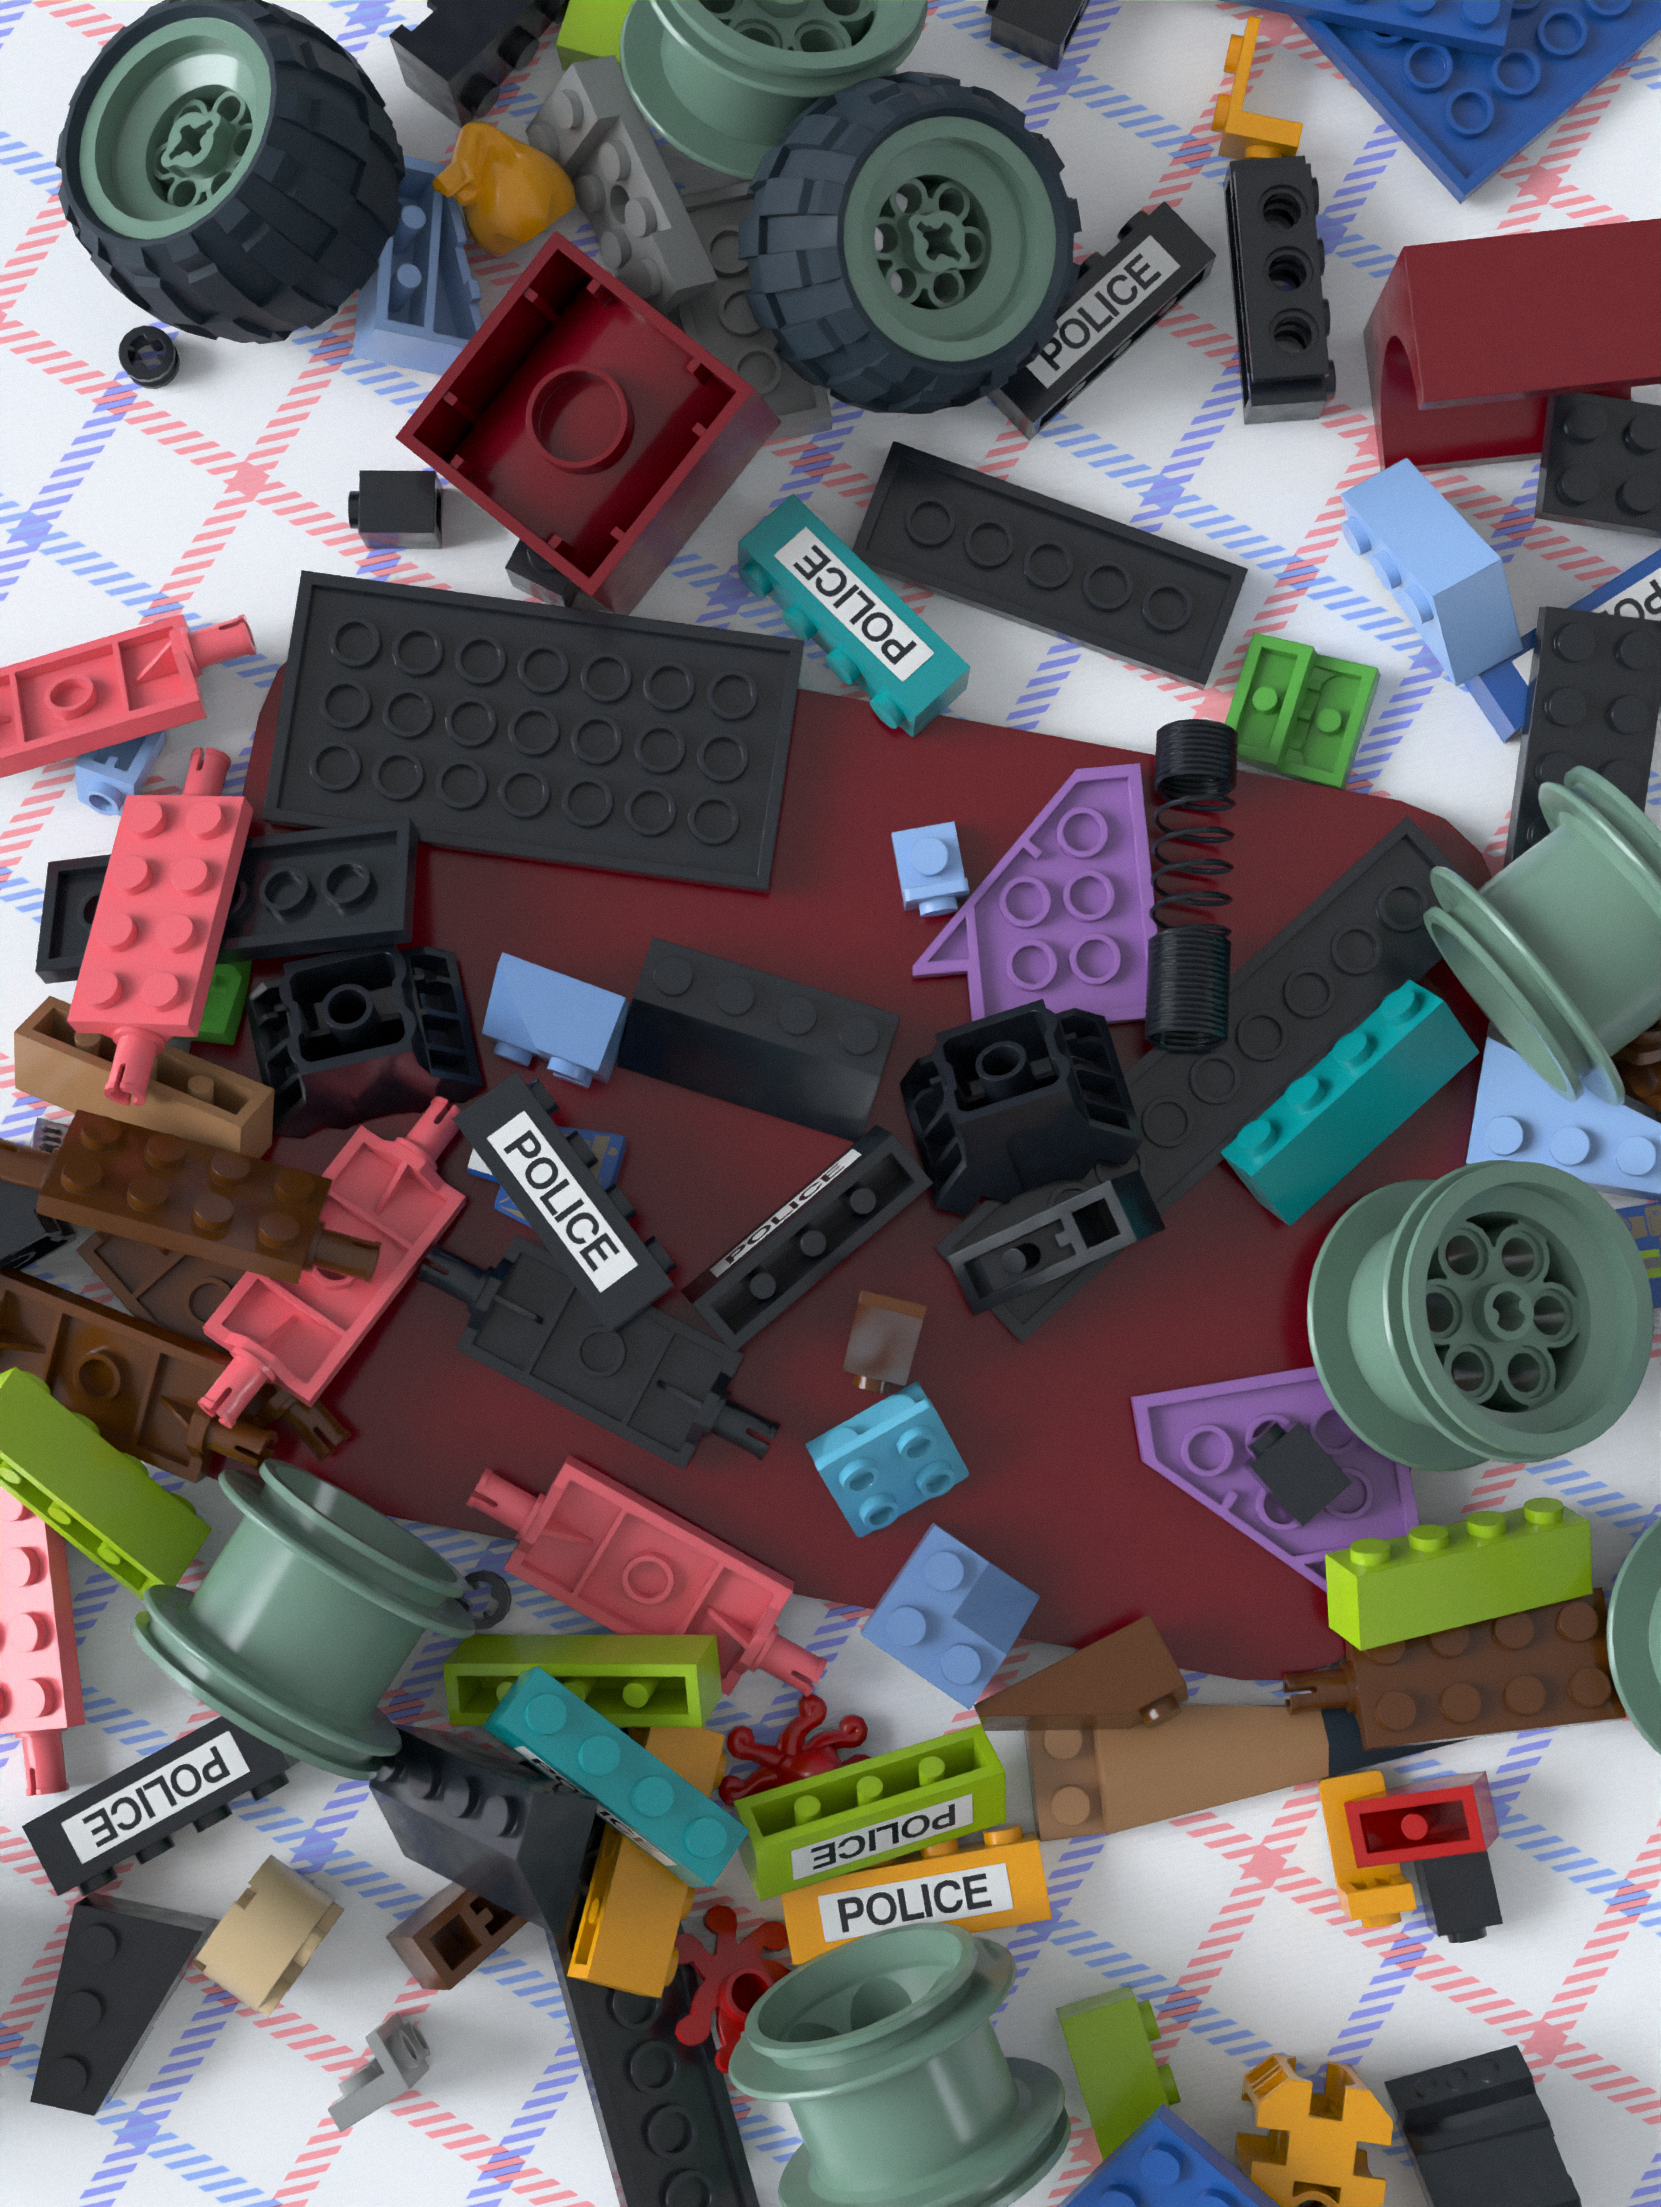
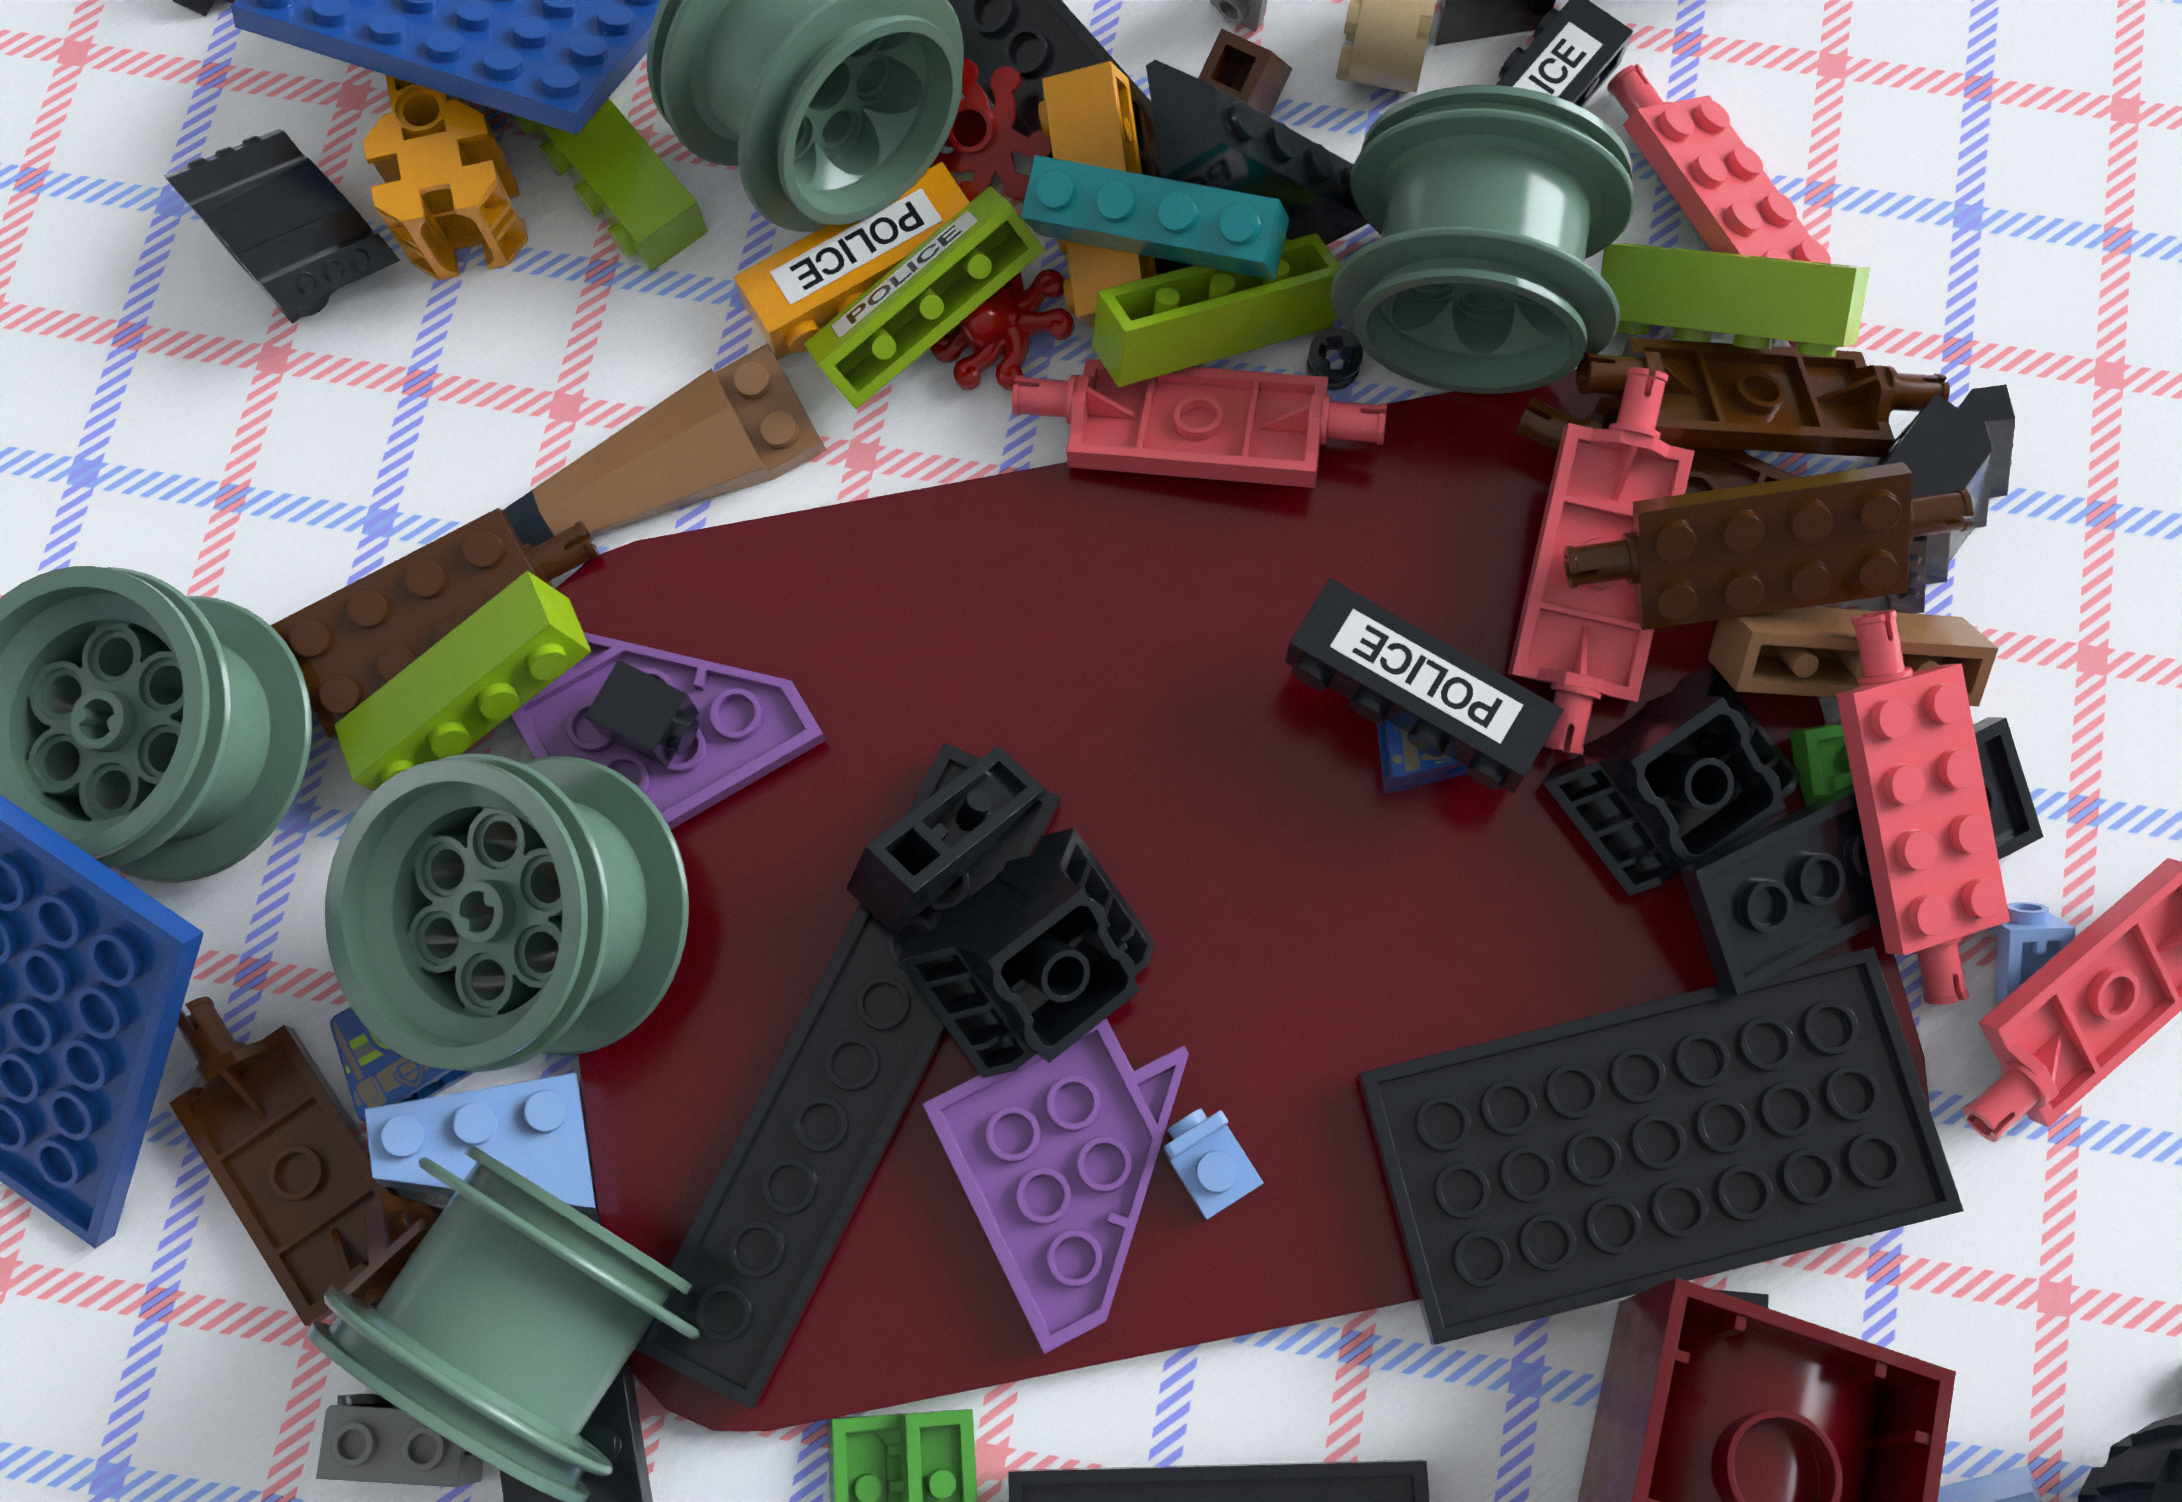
camera: 155 degrees right, 10 degrees down
(397, 509) = (1902, 1315): black brick -> none
(555, 1020) = (1504, 860): medium blue slope -> none
(643, 1382) = (1265, 576): black plate -> none
(757, 1040) = (1308, 928): black slope -> none
(806, 1237) = (1183, 755): black brick -> none
(851, 617) = (1398, 1395): teal brick -> none
(883, 1341) = (1075, 693): reddish brown slope -> none
(887, 1460) = (1030, 596): medium azure bracket -> none
(950, 1616) = (917, 483): medium blue slope -> none
(1102, 1686) = (756, 473): reddish brown slope -> none
(1185, 964) = (919, 1149): black piece -> none
(1350, 1101) = (709, 1089): teal brick -> none
(1364, 1893) = (476, 437): light orange bracket -> none
(1423, 1820) = (430, 478): red slope -> none
(1458, 1896) = (386, 440): black brick -> none

